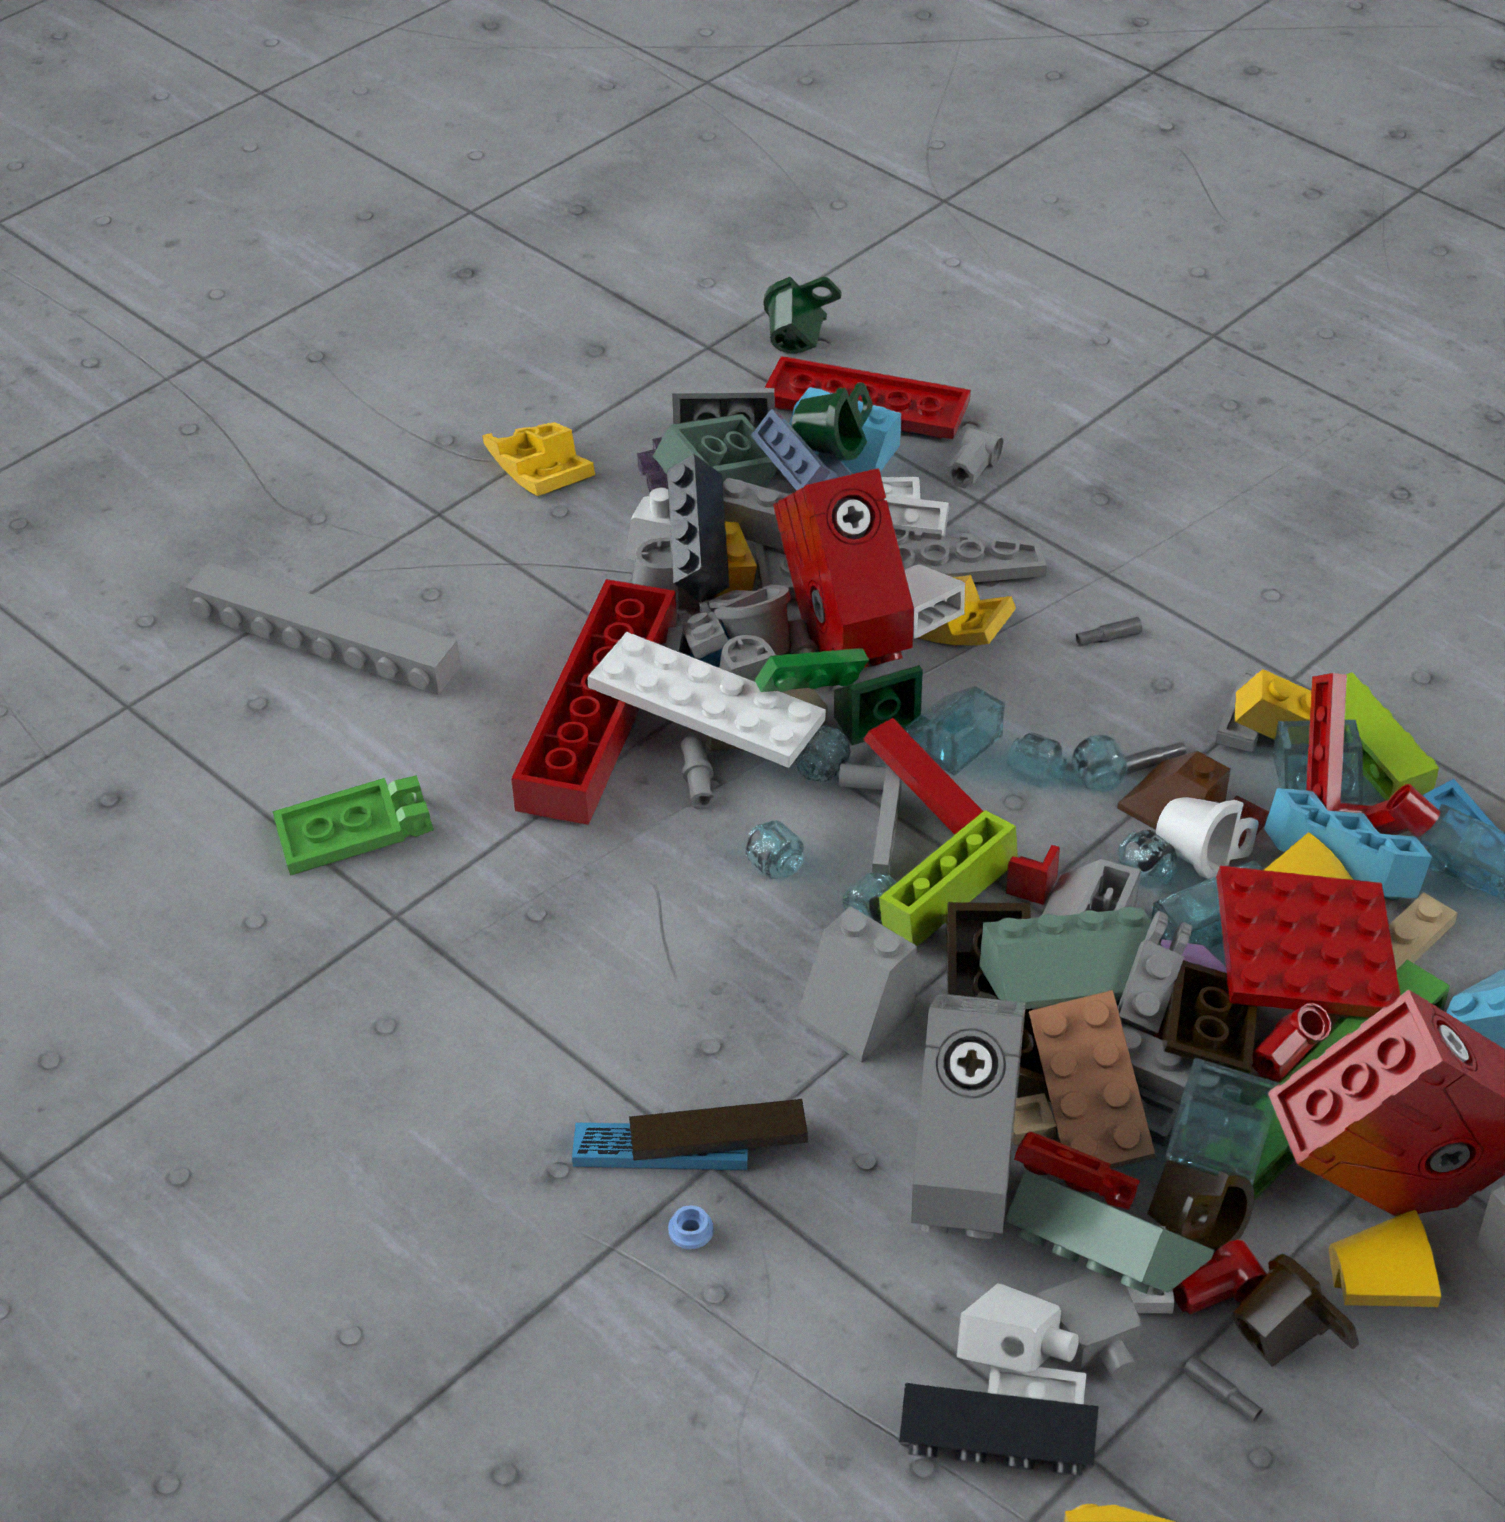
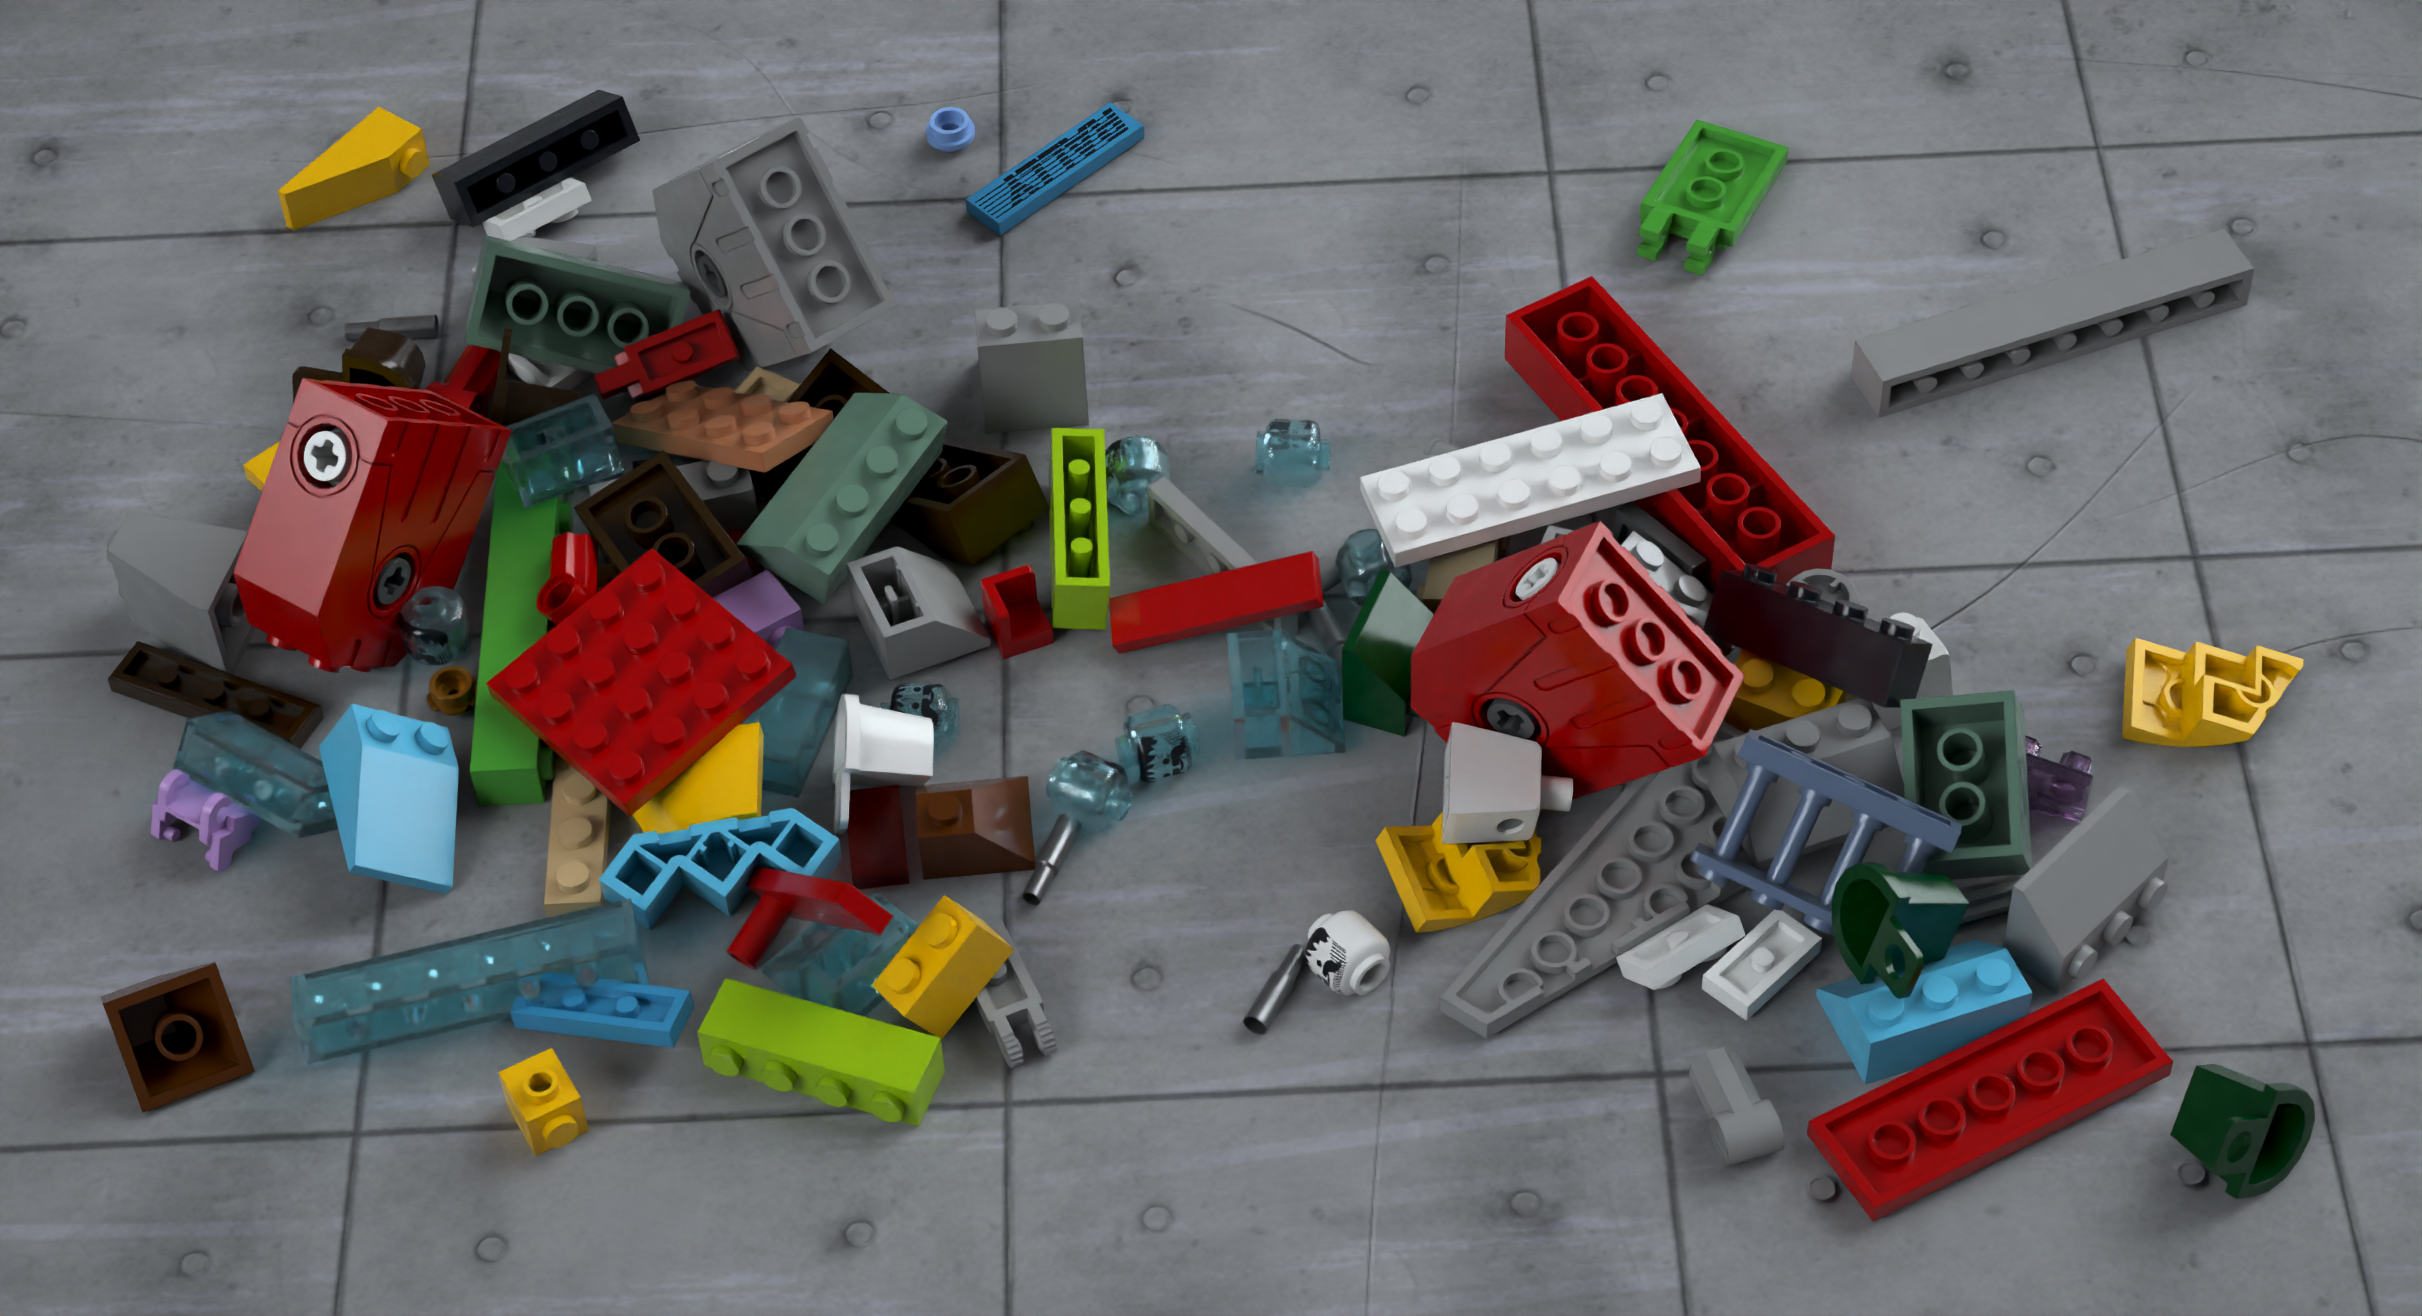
camera: 135 degrees right, 5 degrees up
(718, 1129) = (1012, 191): dark brown tile -> none
(811, 670) = (1453, 543): green plate -> none
(1013, 1331) = (585, 204): white torso -> none
(1062, 613) = (1347, 953): none -> white head
(1153, 977) = (748, 518): light grey hinge -> none
(1403, 812) = (673, 913): red piece -> none

